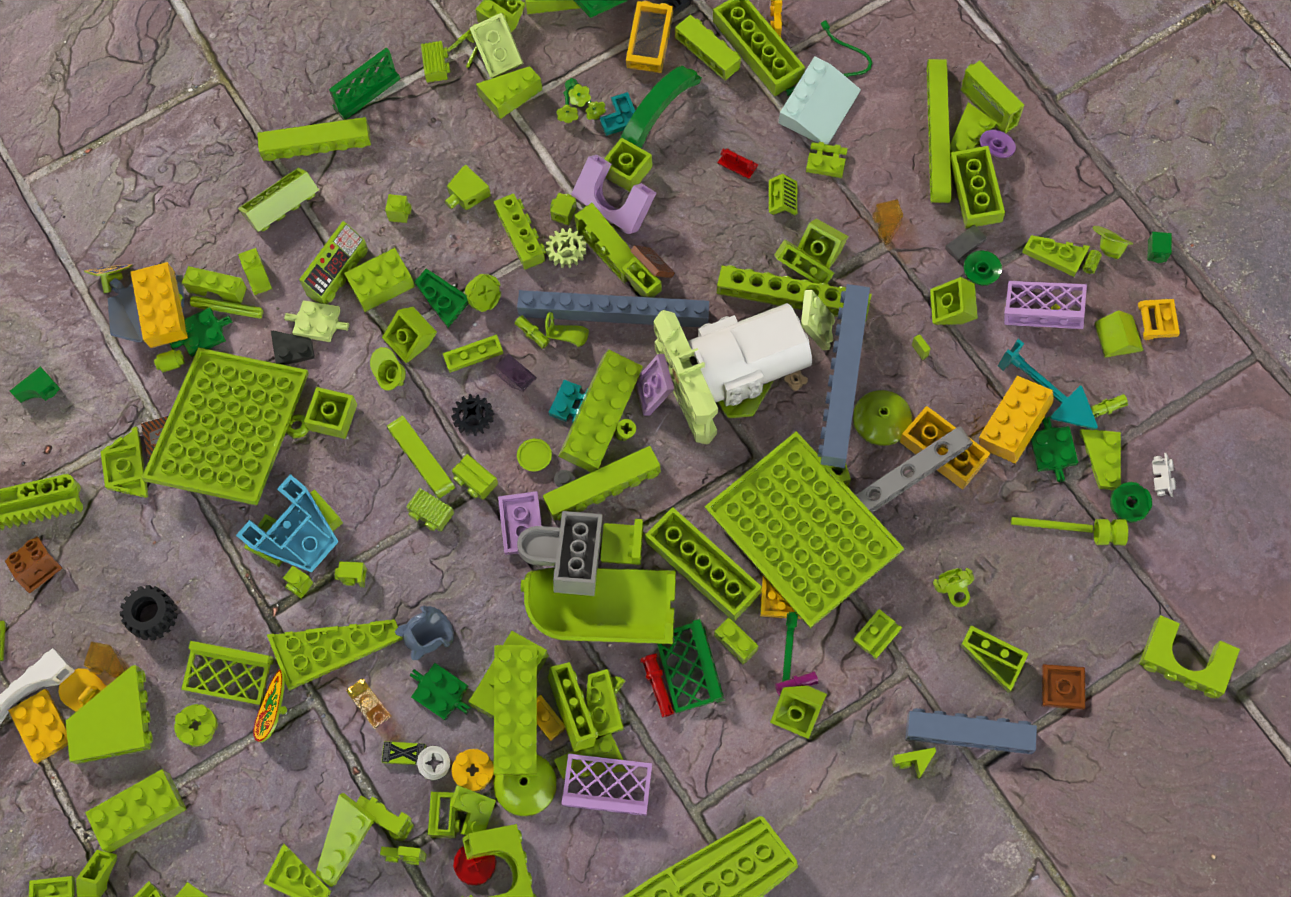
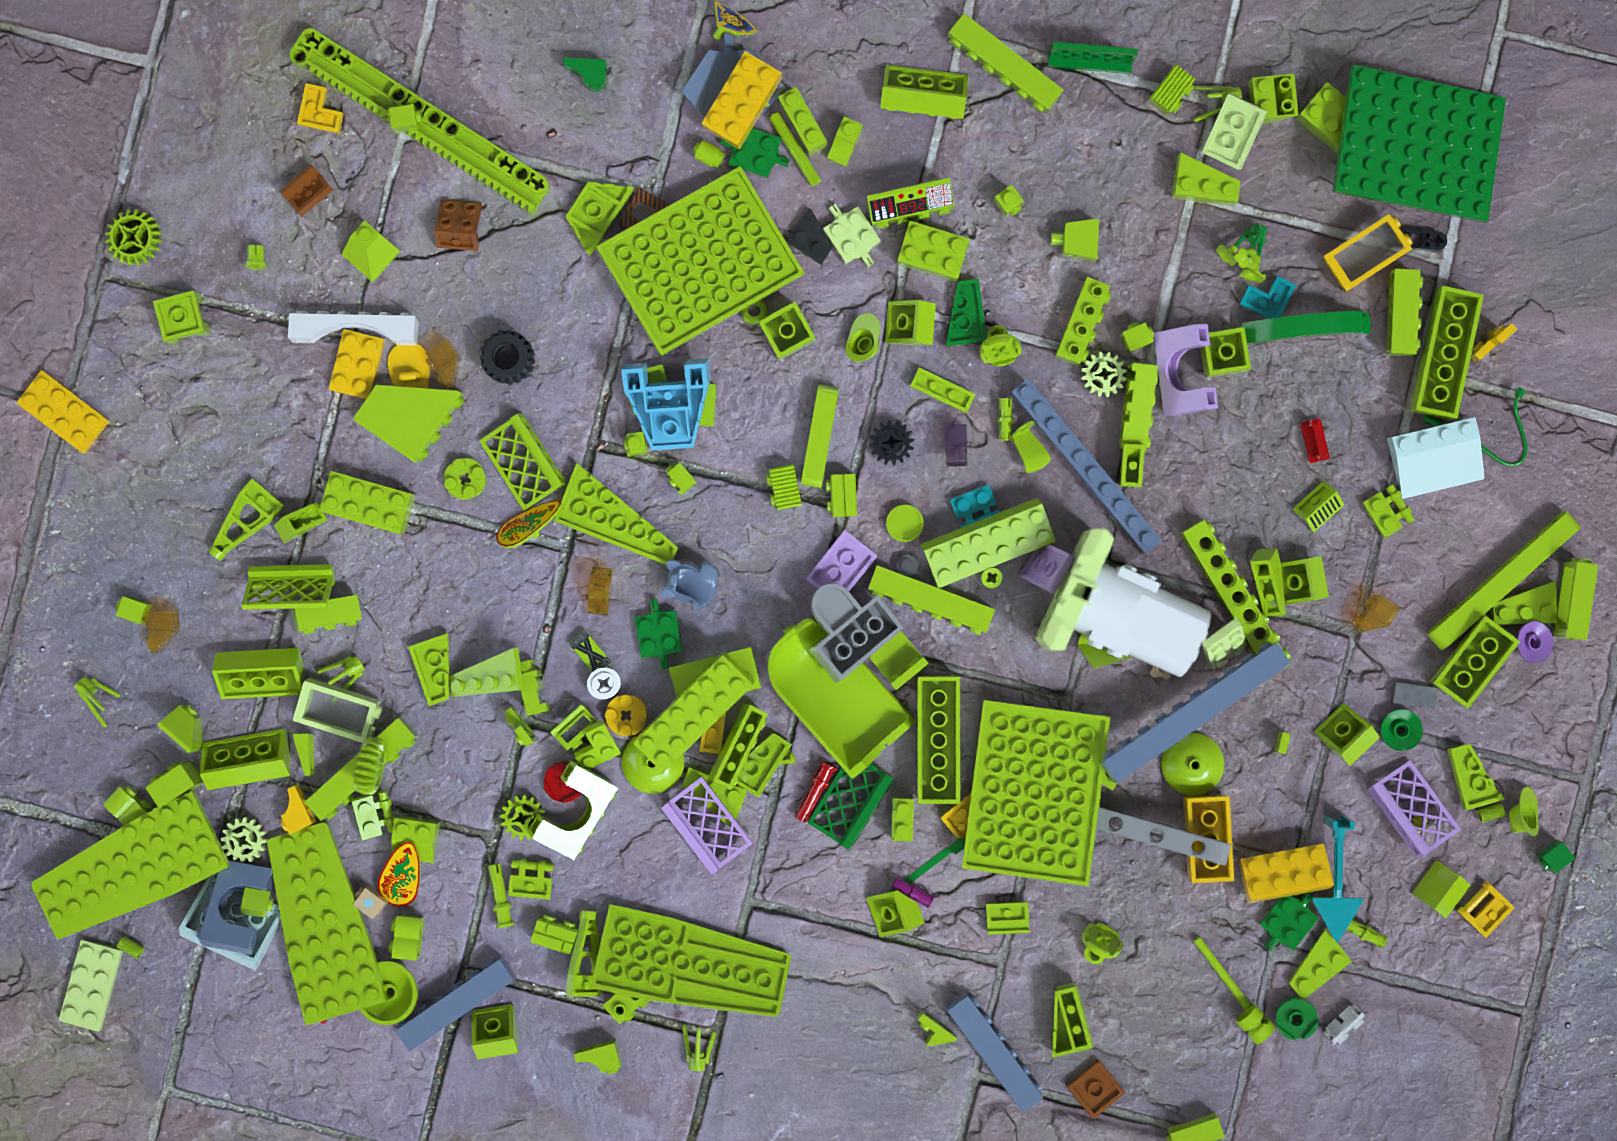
camera: 40 degrees right, 20 degrees up
(652, 261) = (1155, 460): dark orange tile -> none

